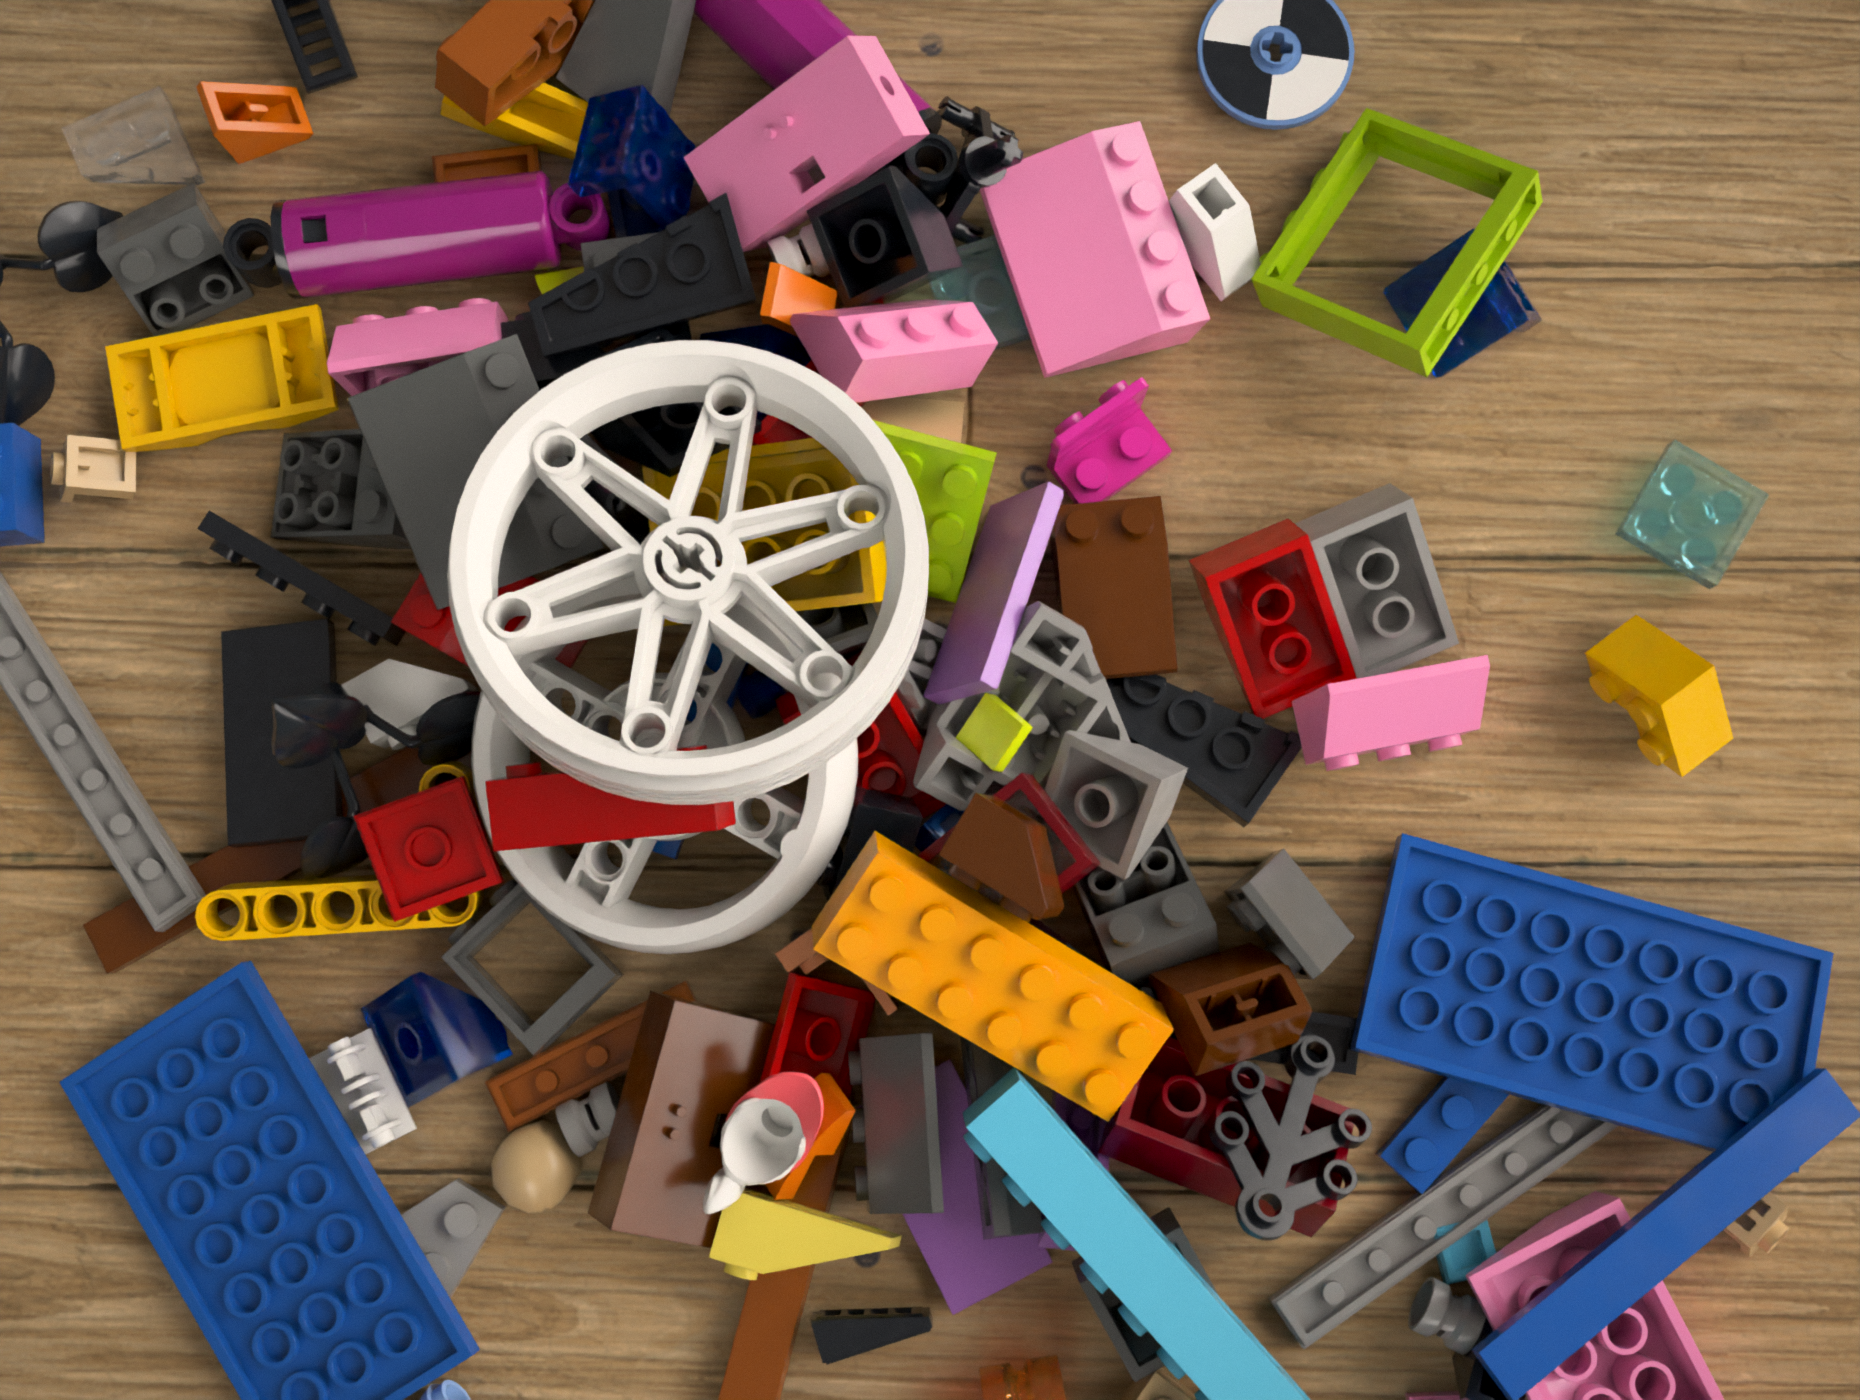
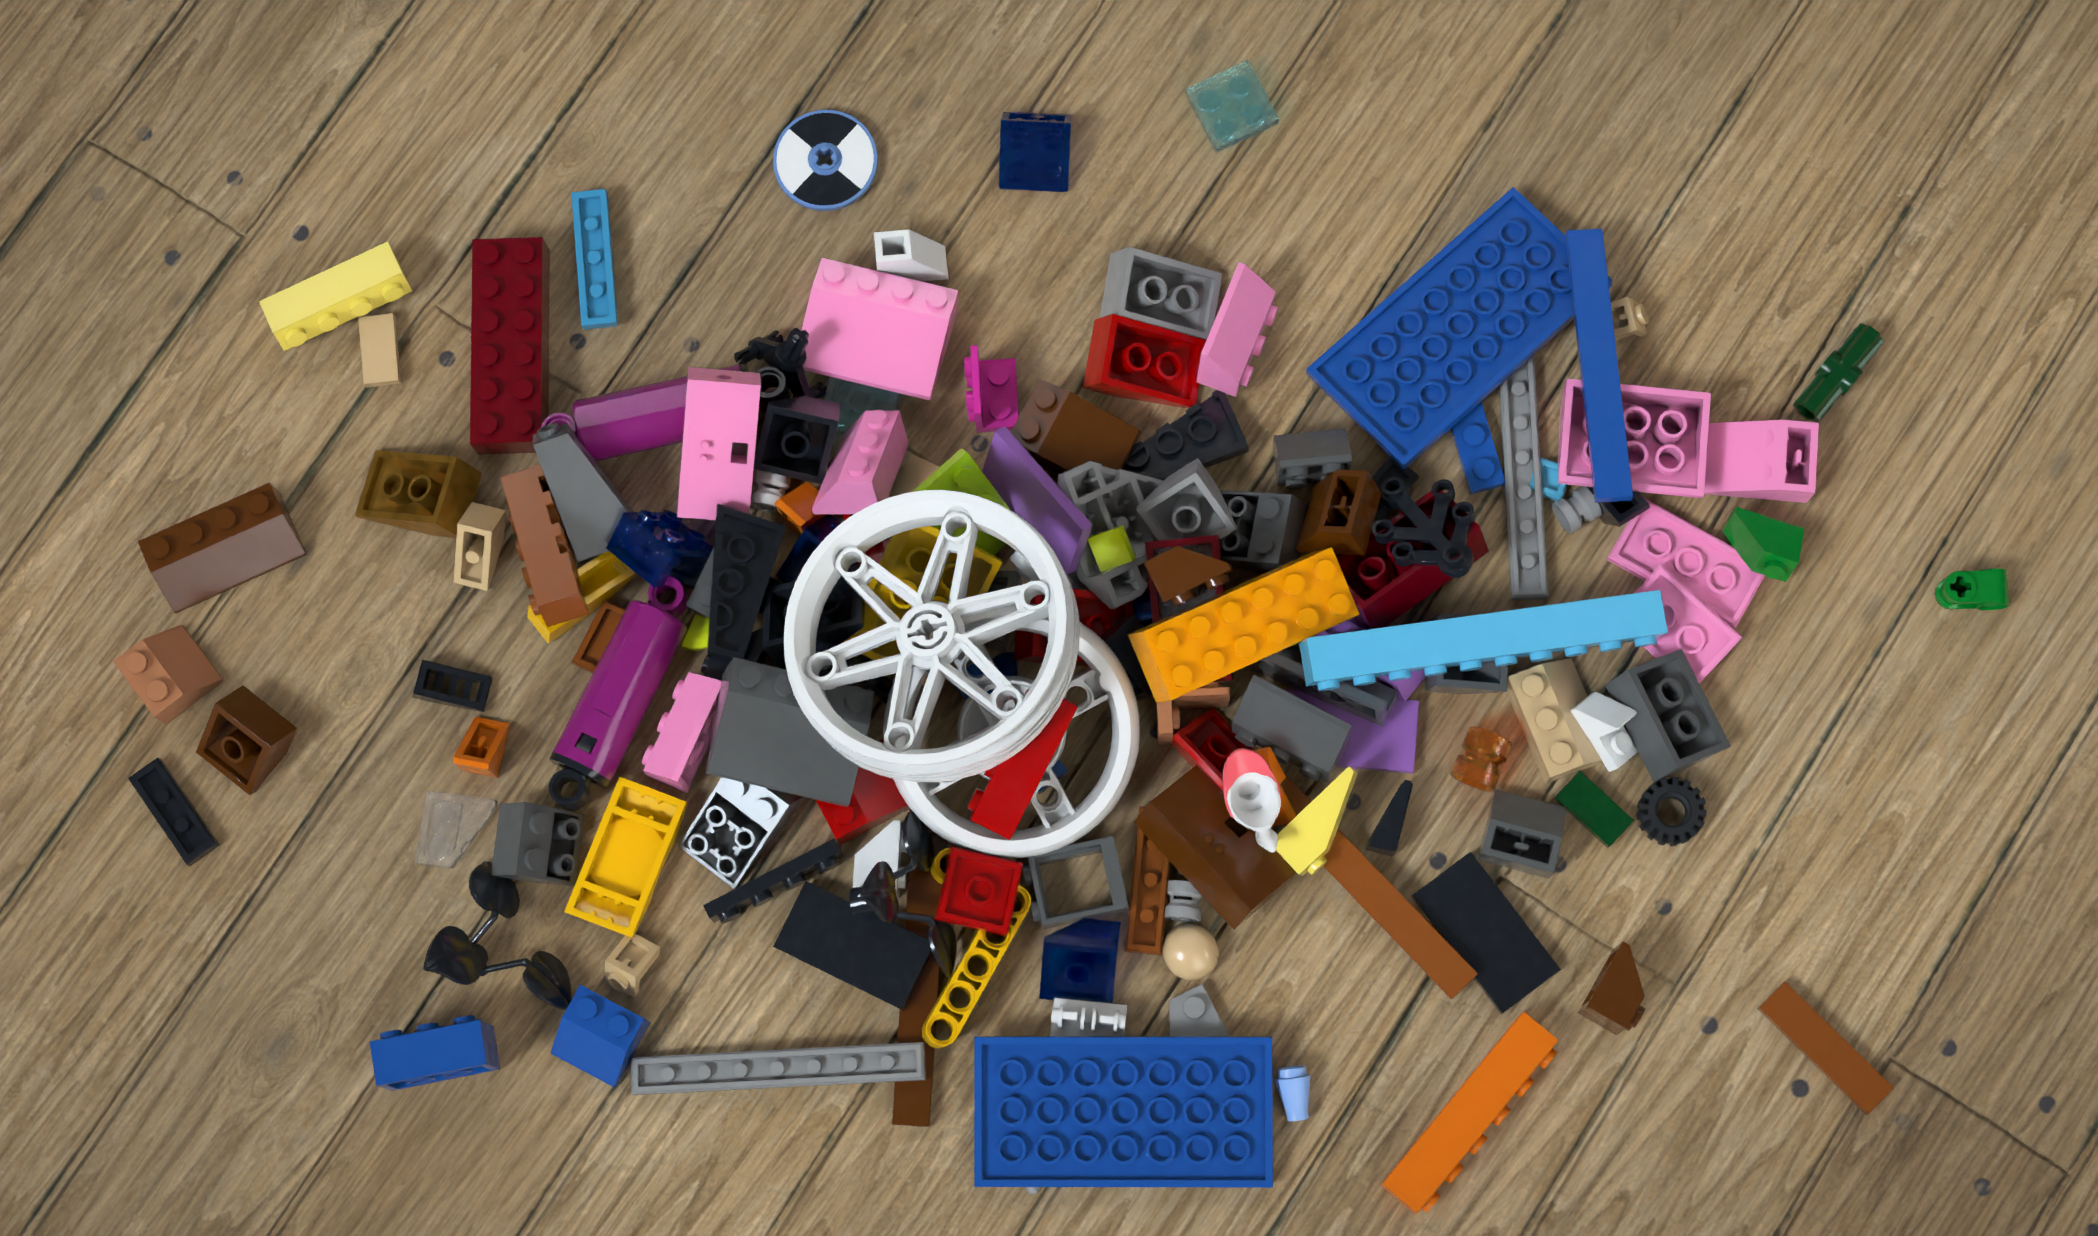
camera: 50 degrees left, 5 degrees down
(1515, 202) = (925, 180): lime window -> none
(1665, 691) = (1319, 184): yellow brick -> none

